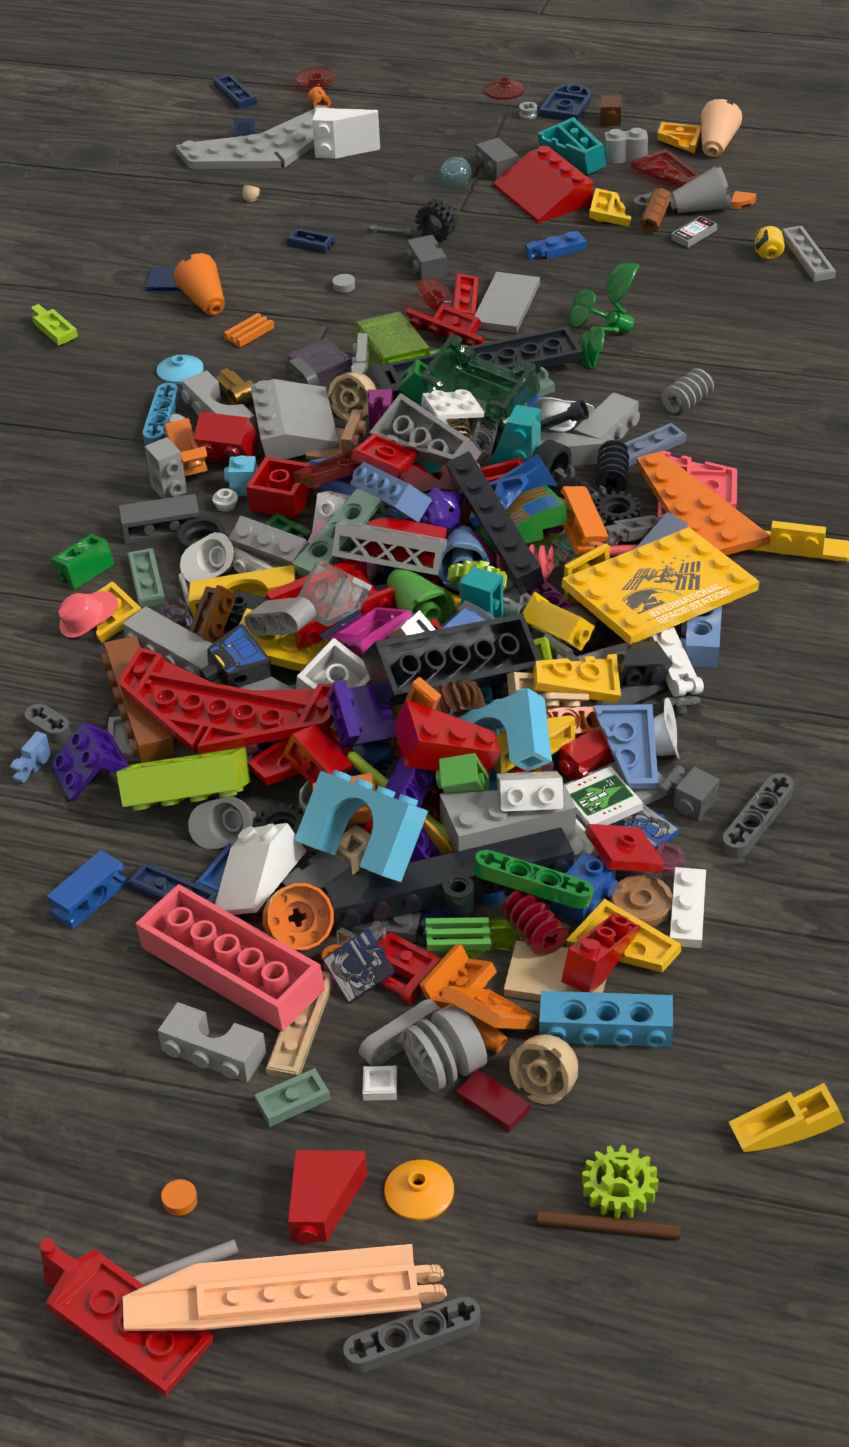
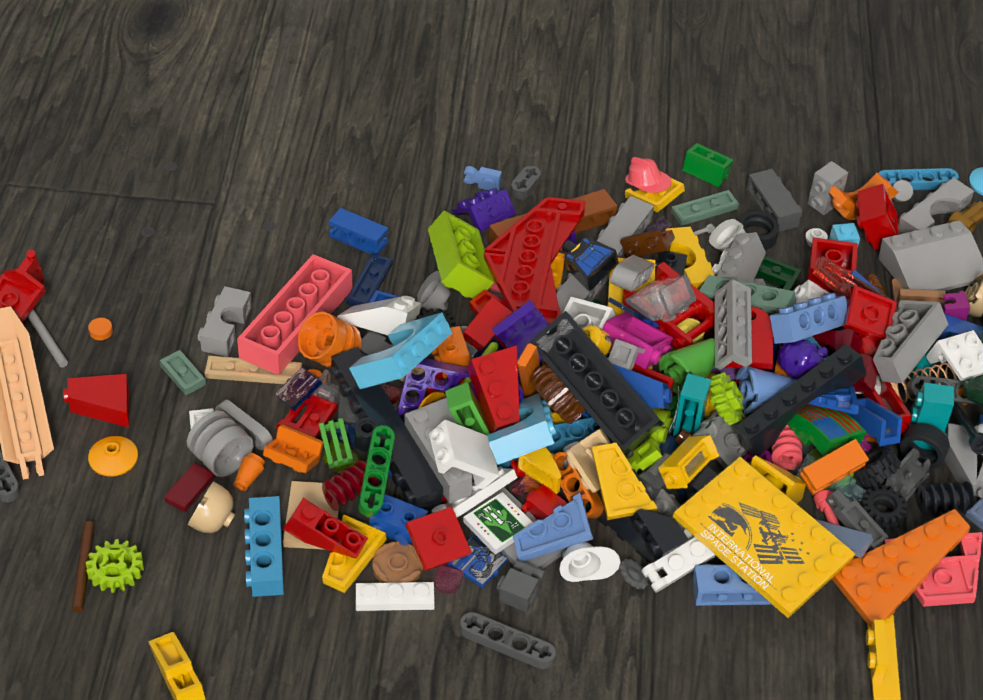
camera: 75 degrees right, 5 degrees up
(490, 1007) = (254, 462): orange tile -> none

